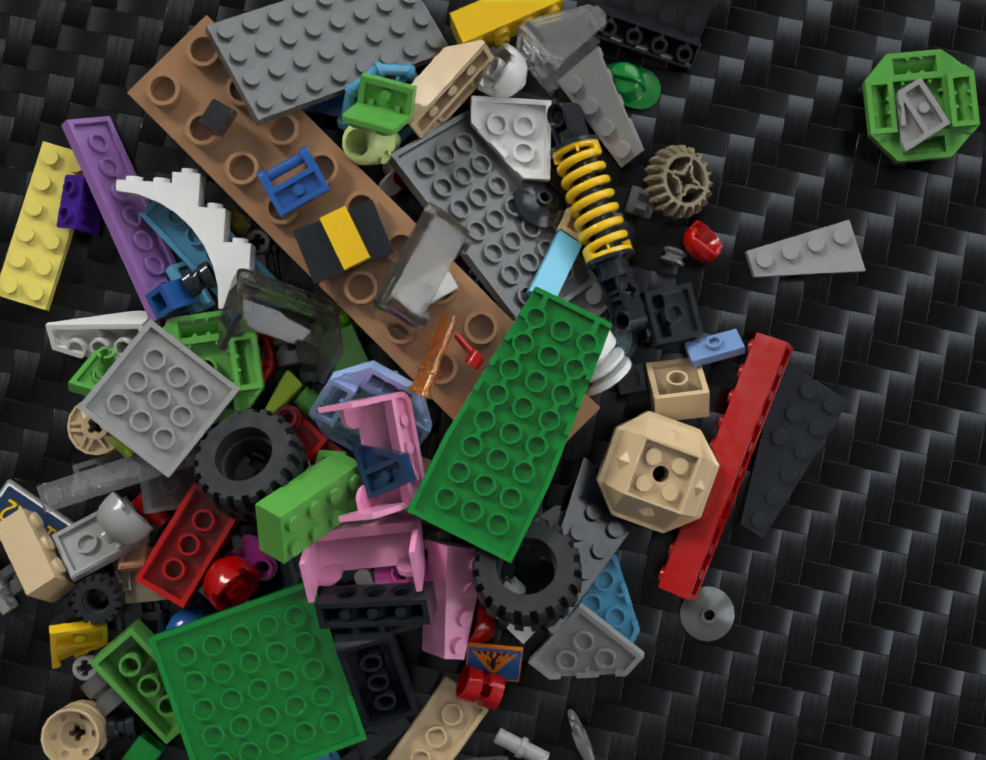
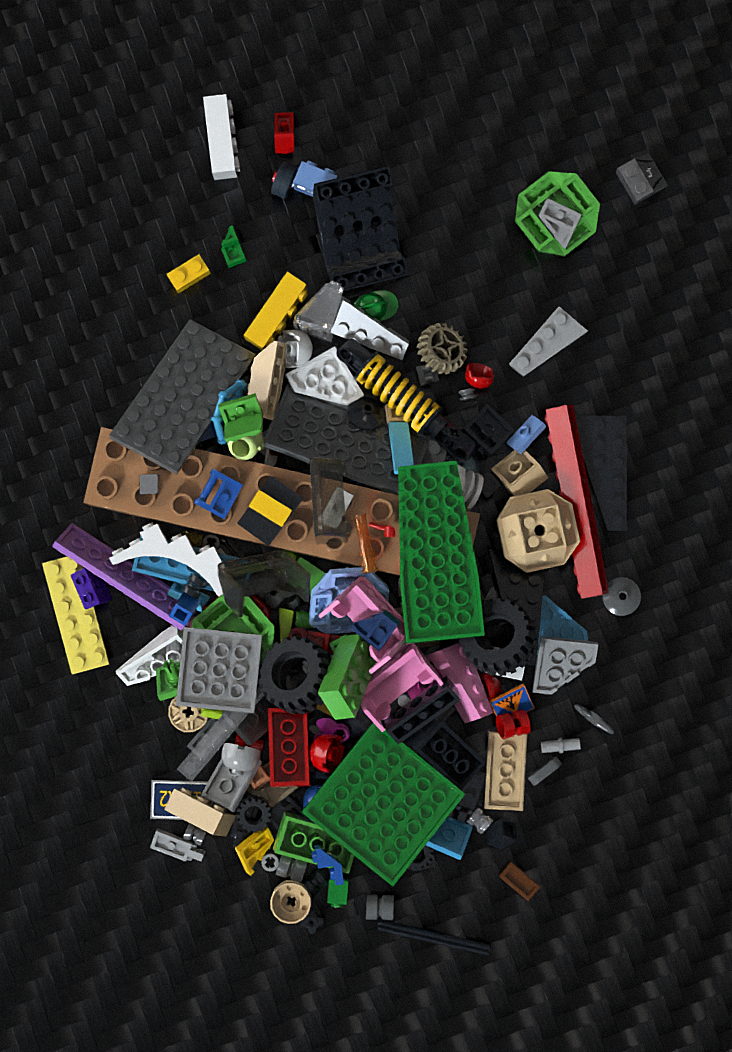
camera: 30 degrees left, 0 degrees up
(146, 713) = (325, 859): none -> blue slope

